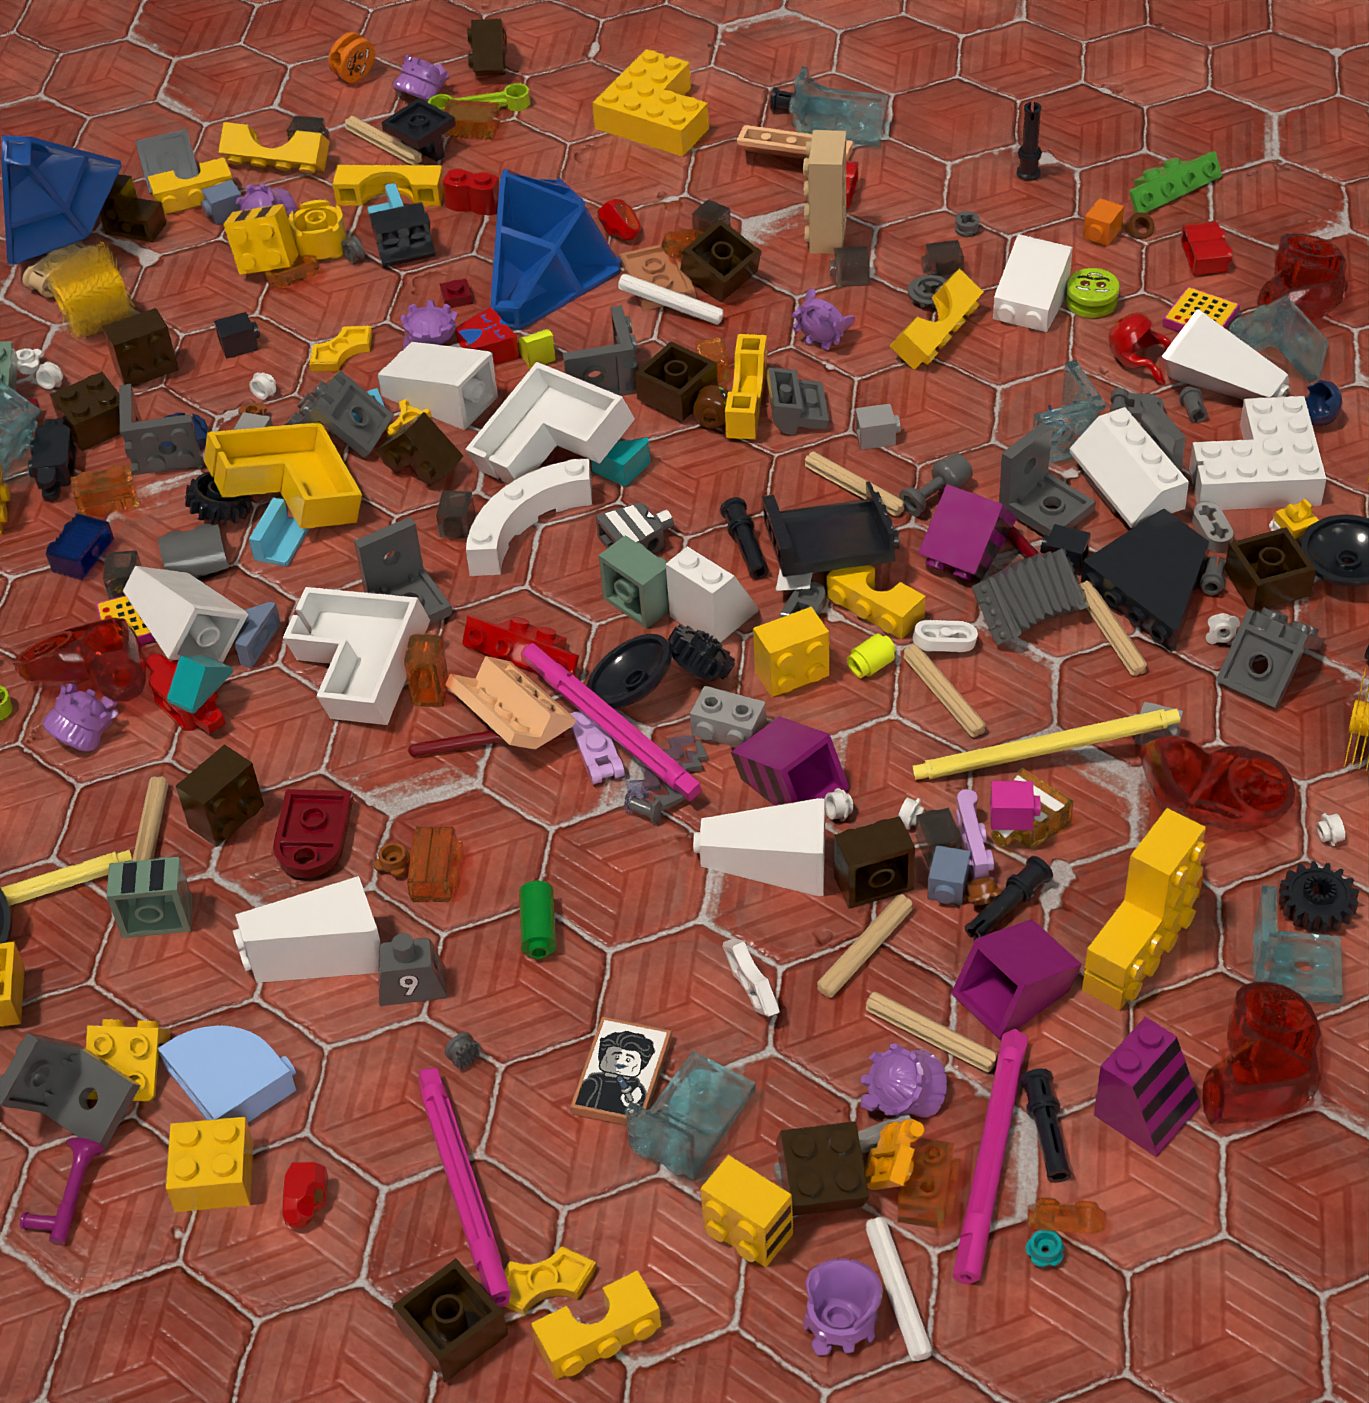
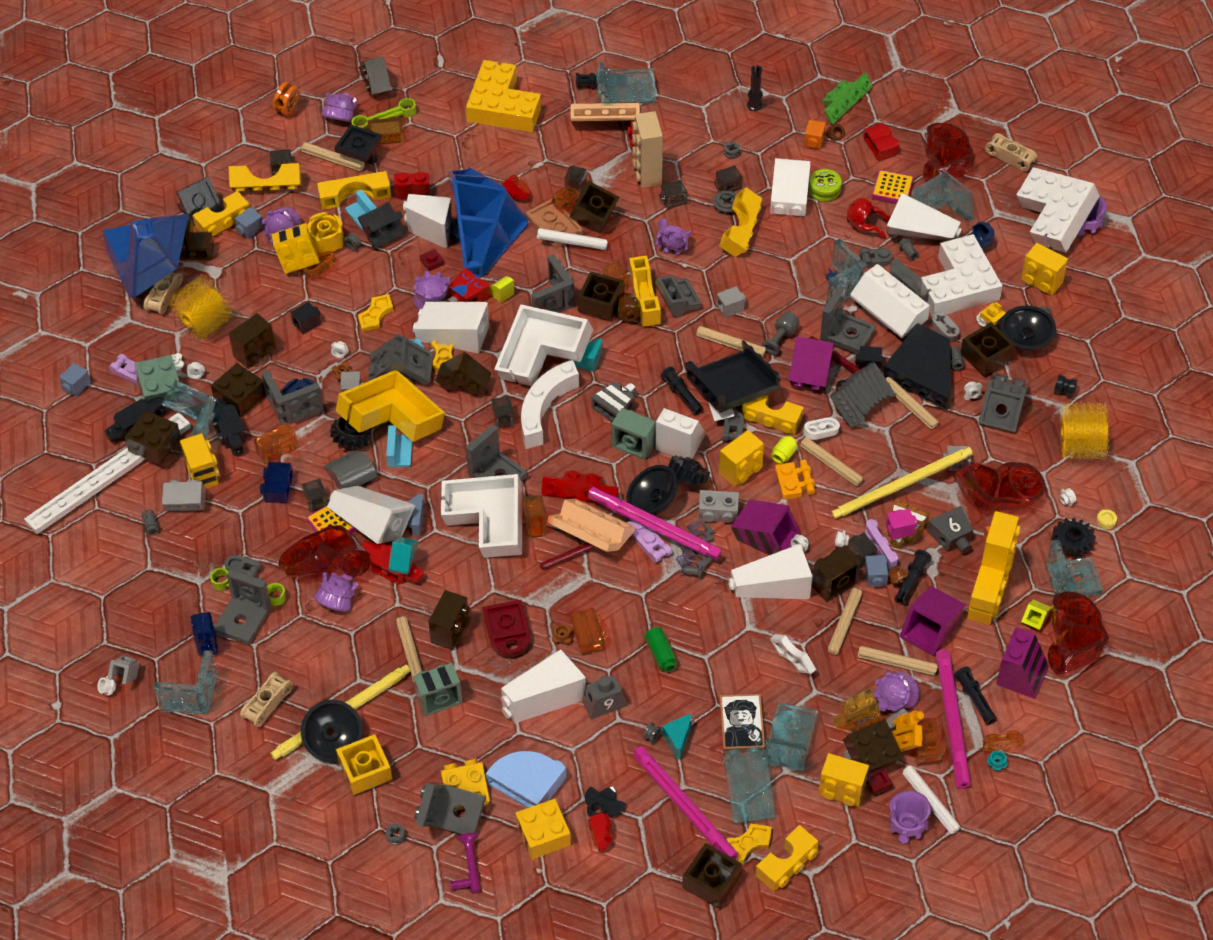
camera: 20 degrees left, 5 degrees up
(335, 1145) = (603, 801): none -> black plate
(468, 233) = (429, 217): none -> white slope
(505, 1062) = (676, 734): none -> teal slope
(580, 1178) = (748, 785): none -> clear light blue bracket
(814, 1231) = (878, 781): none -> dark red plate
(822, 1098) = (858, 711): none -> clear yellow torso
(862, 701) = (788, 479): none -> light orange plate
(1104, 838) = (952, 530): none -> dark grey torso
(1205, 1010) = (1036, 614): none -> neon yellow brick

